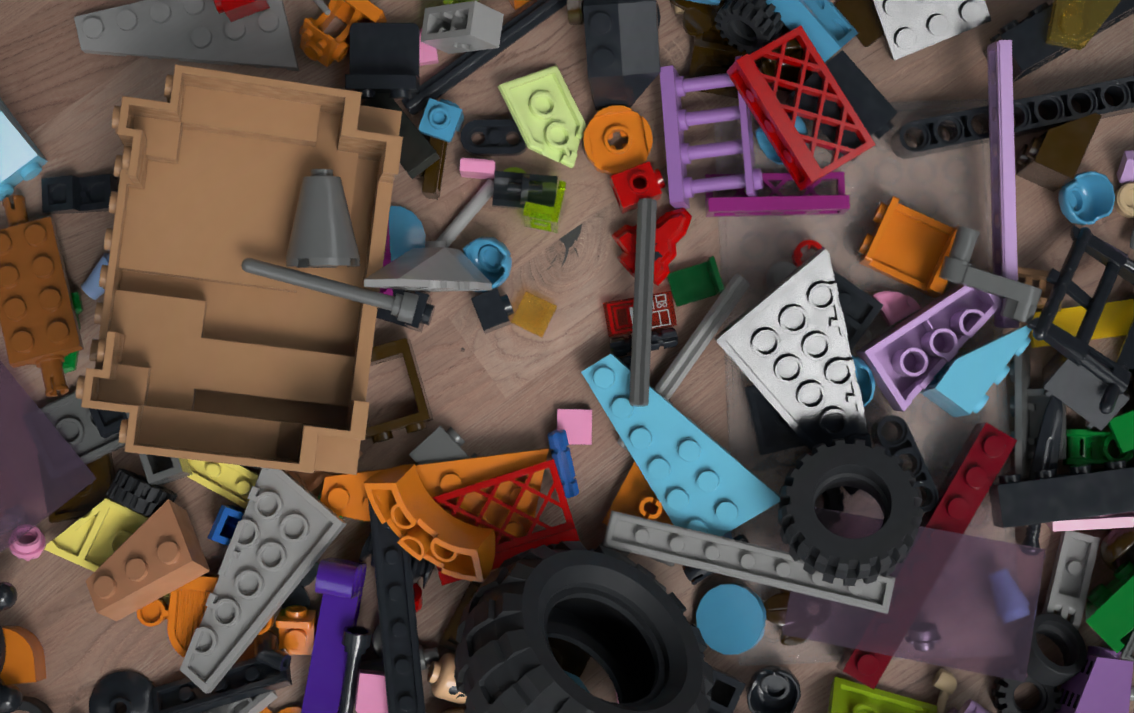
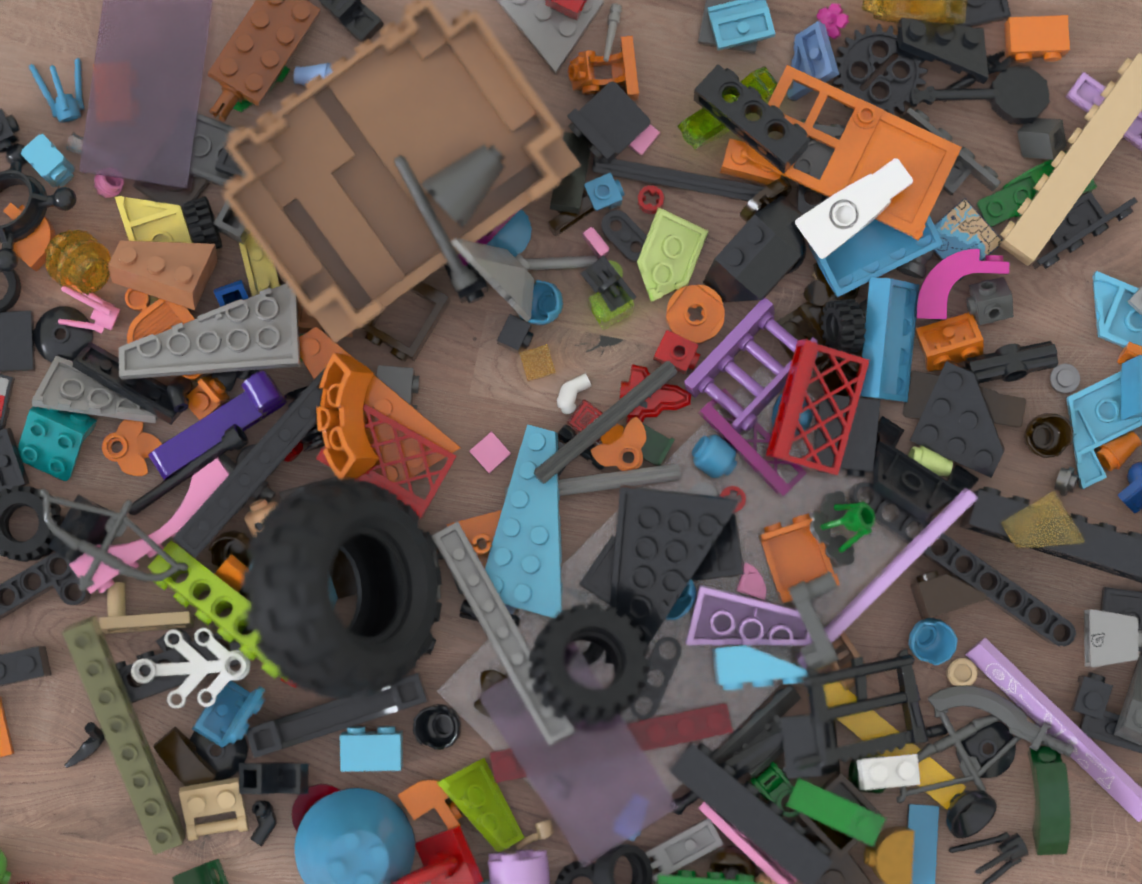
camera: 45 degrees right, 0 degrees up
(70, 635) = (78, 261): none -> clear yellow piece
(137, 652) = (104, 312): none -> bright pink plant
(462, 27) = (674, 151): light grey brick -> none
(490, 96) = (652, 190): none -> red bush
(562, 456) = (461, 465): blue axle -> none
(585, 311) = (569, 392): none -> white arm
(669, 307) = (619, 441): none -> orange plate
(731, 618) = (460, 658): dark azure tile -> none
(758, 236) = (714, 456): none -> dark azure head
(927, 62) = (933, 461): none -> yellowish green cone
(931, 160) = (838, 512): none -> plant
(935, 90) = (909, 482): none -> black wing

